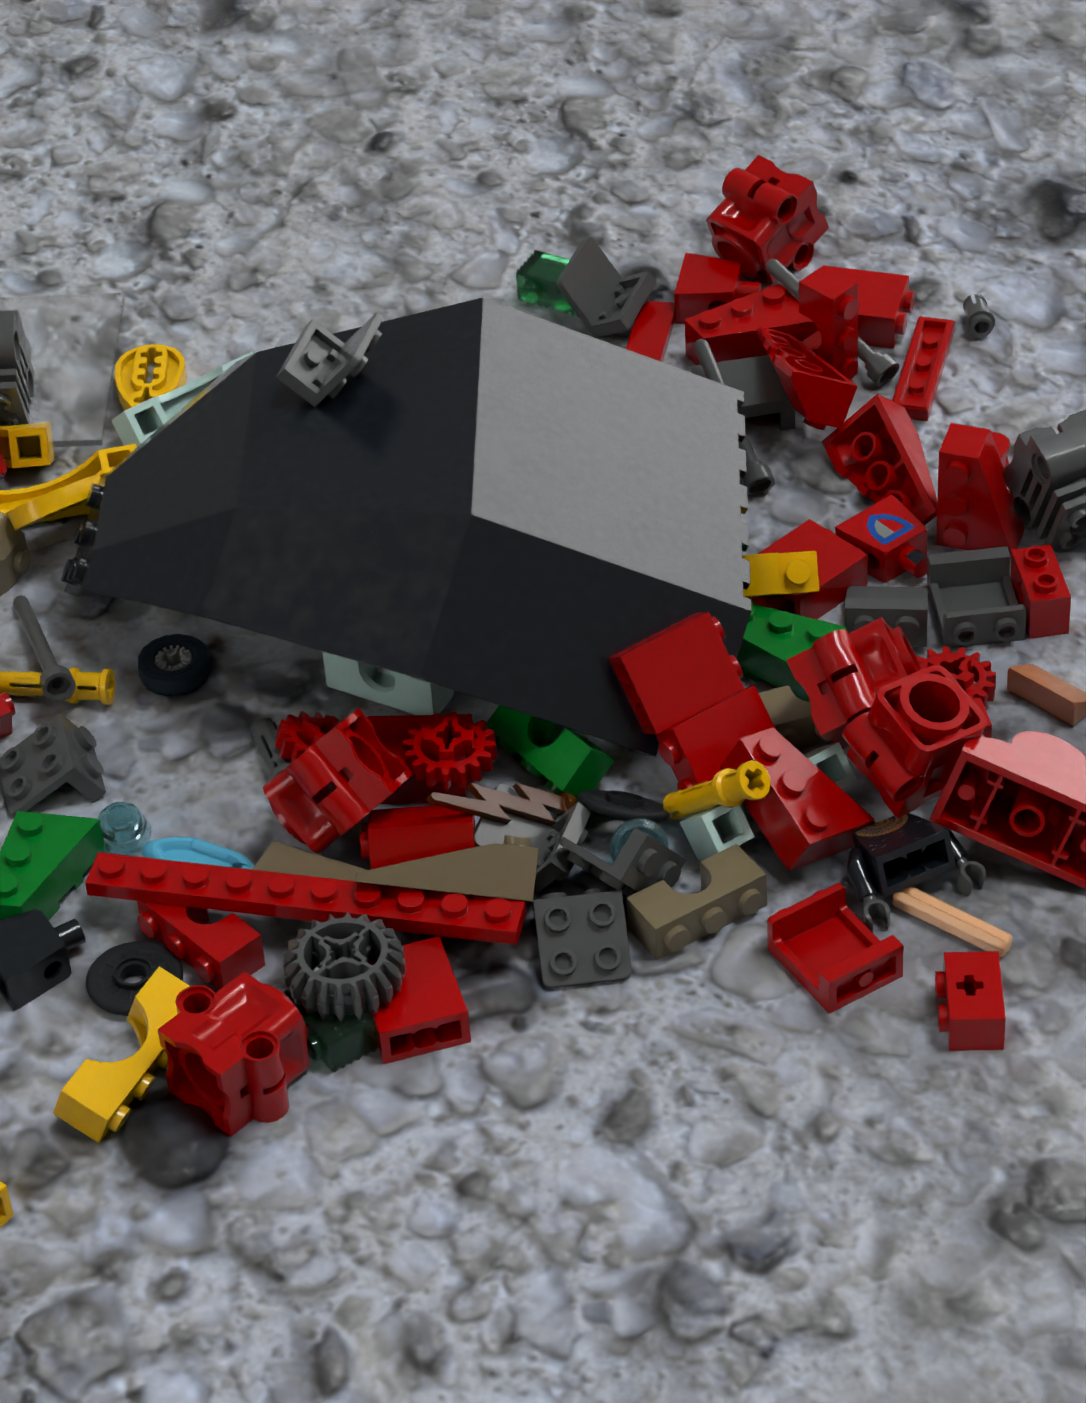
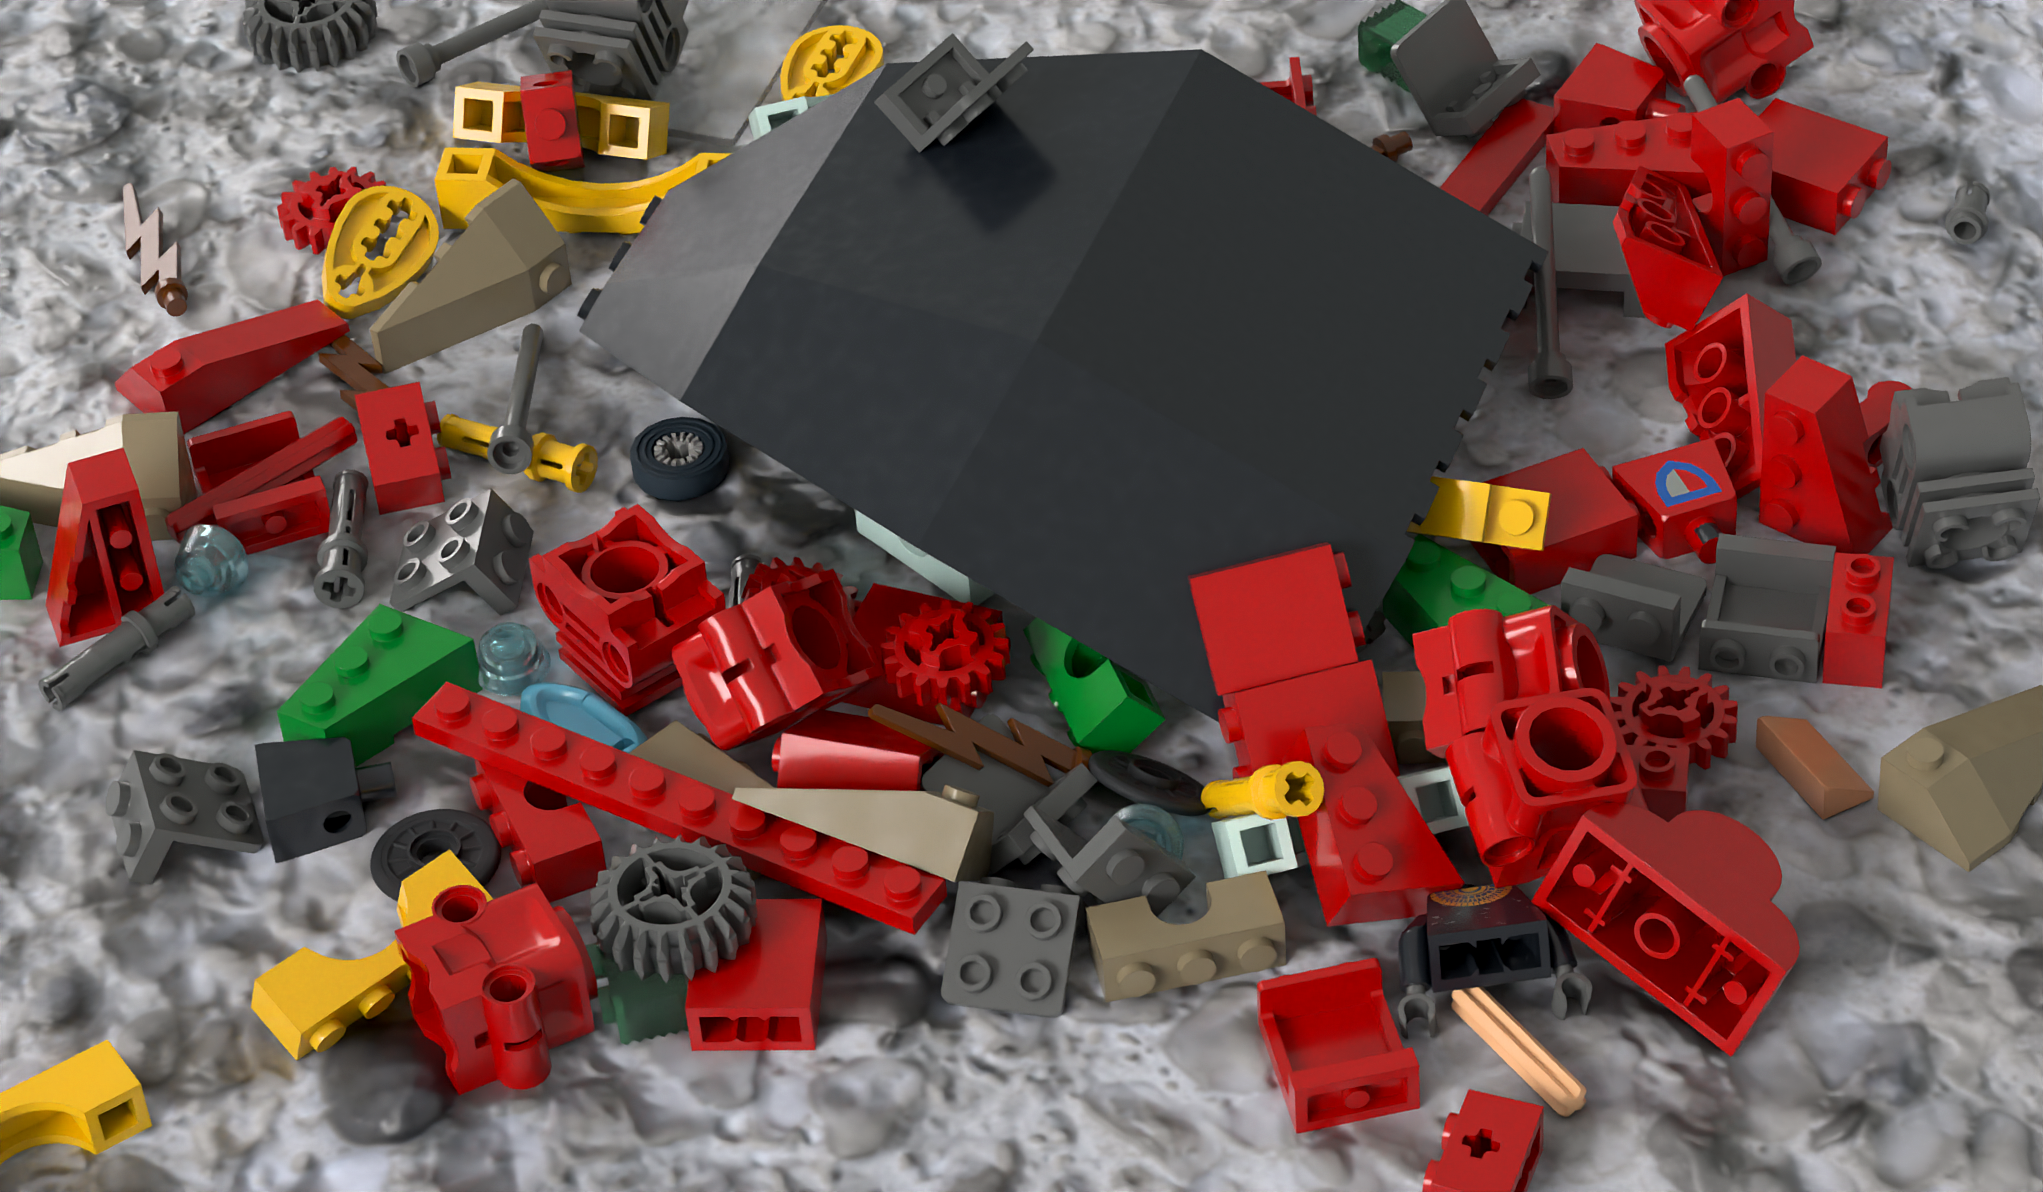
camera: 20 degrees right, 0 degrees up
(52, 503) = (600, 211): yellow piece -> none
(206, 770) = (624, 606): none -> red piece
(924, 366) = (1859, 271): red tile -> none

